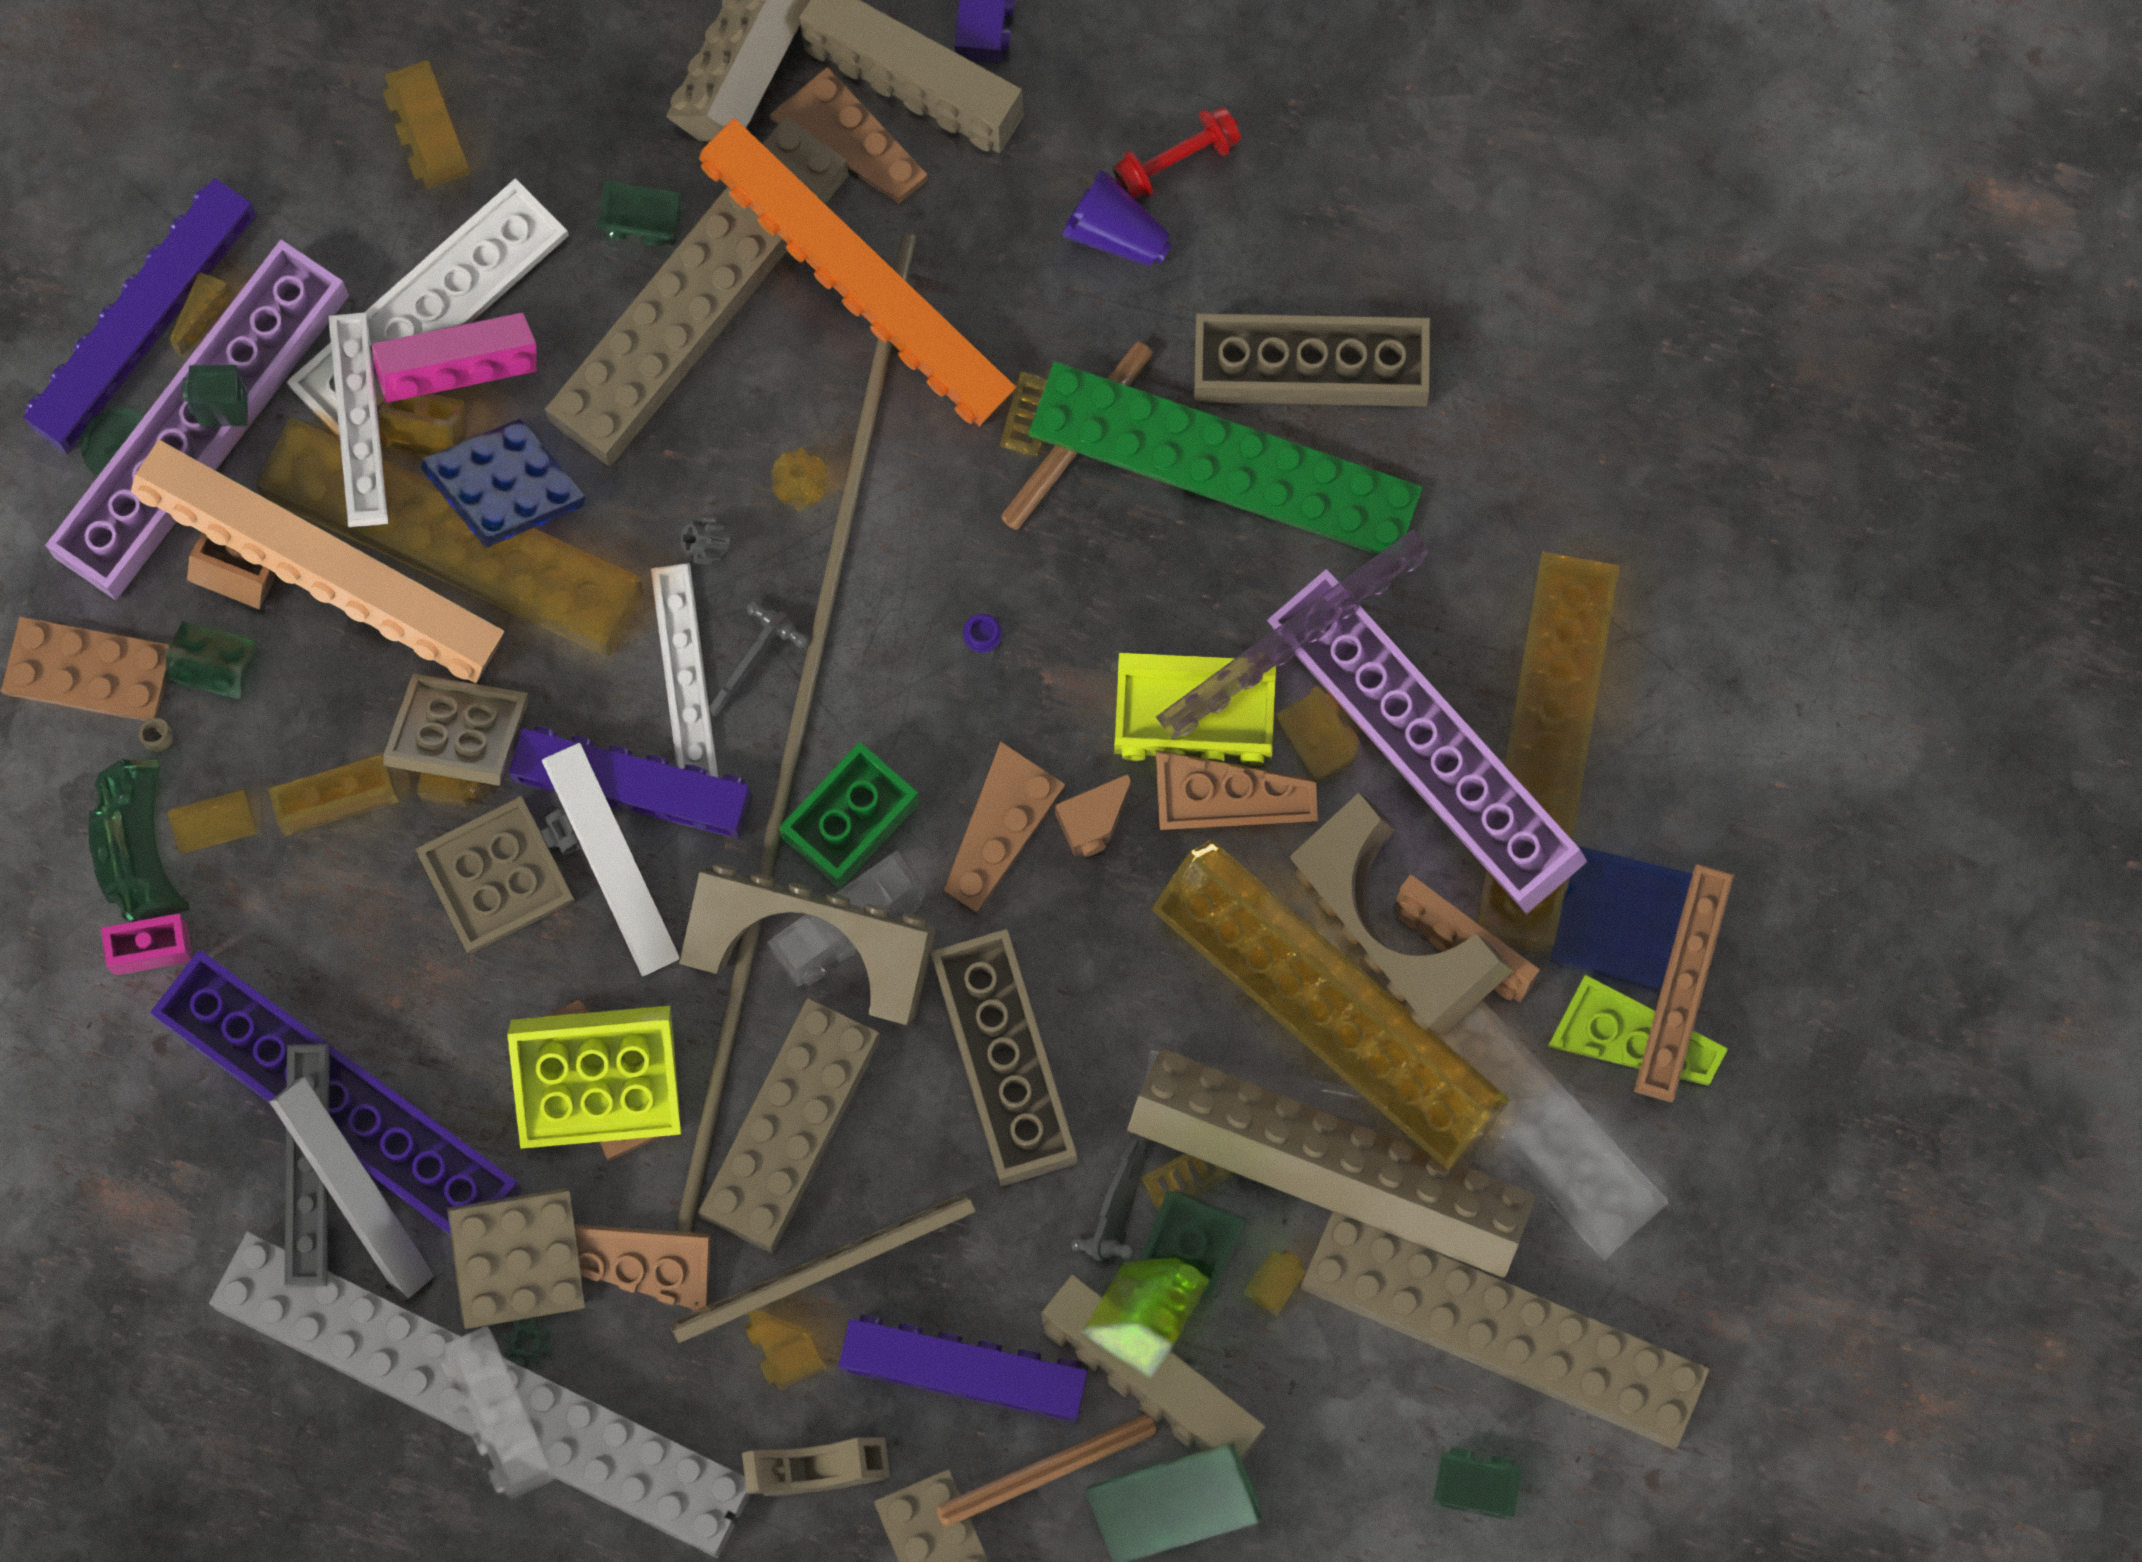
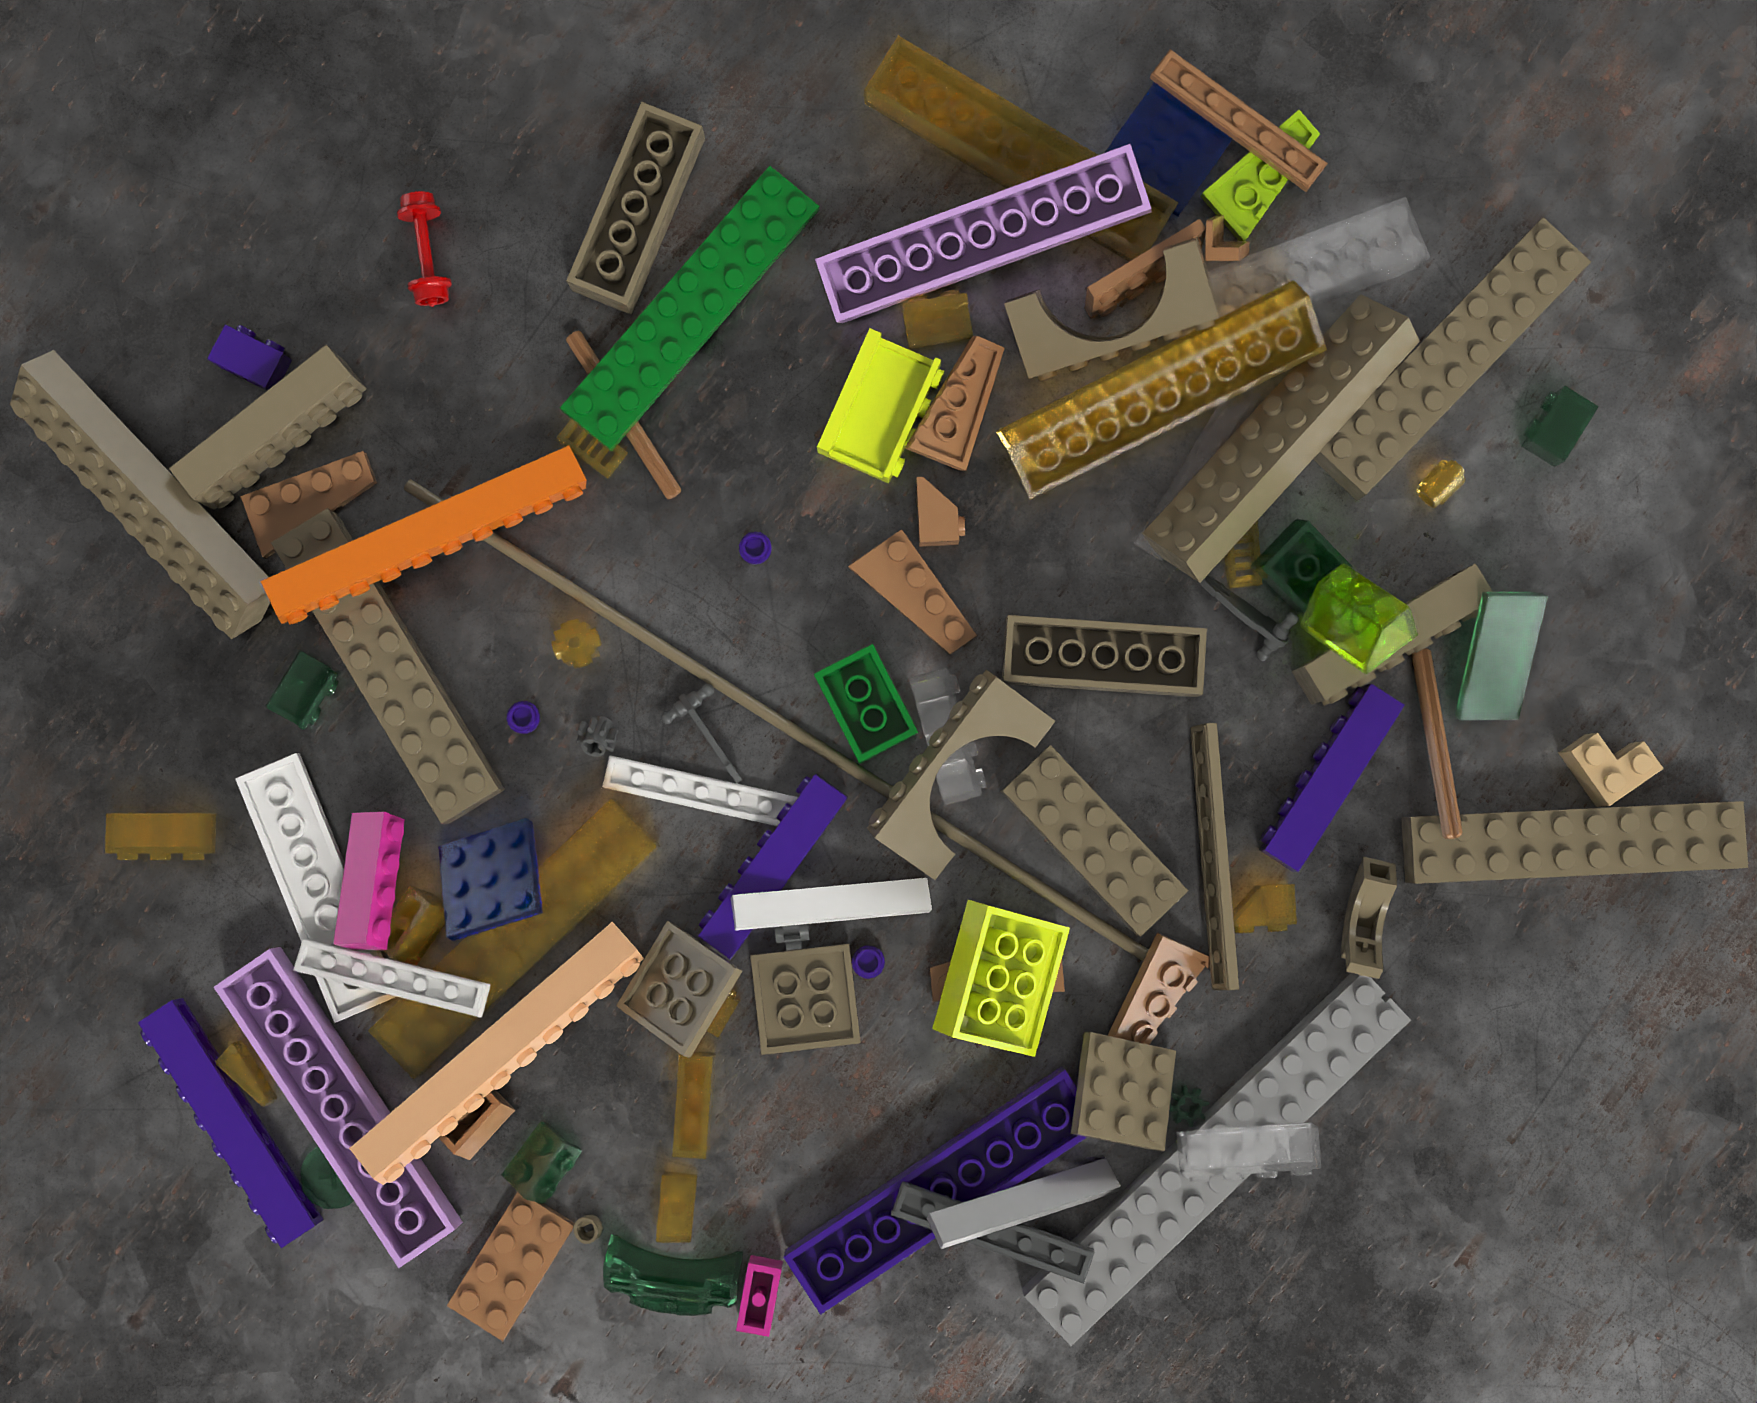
camera: 70 degrees left, 10 degrees up
(216, 395) = (329, 1087): clear green brick -> none
(561, 929) = (868, 961): none -> dark purple plate
(697, 455) = (523, 717): none -> dark purple plate
(1116, 224) = (463, 317): dark purple cone -> none
(1276, 1281) = (1350, 515): clear yellow brick -> none
(1303, 627) = (859, 289): plate -> none
(1355, 1373) = (1441, 483): none -> clear yellow brick
(1526, 1008) = (1218, 249): none -> medium nougat panel

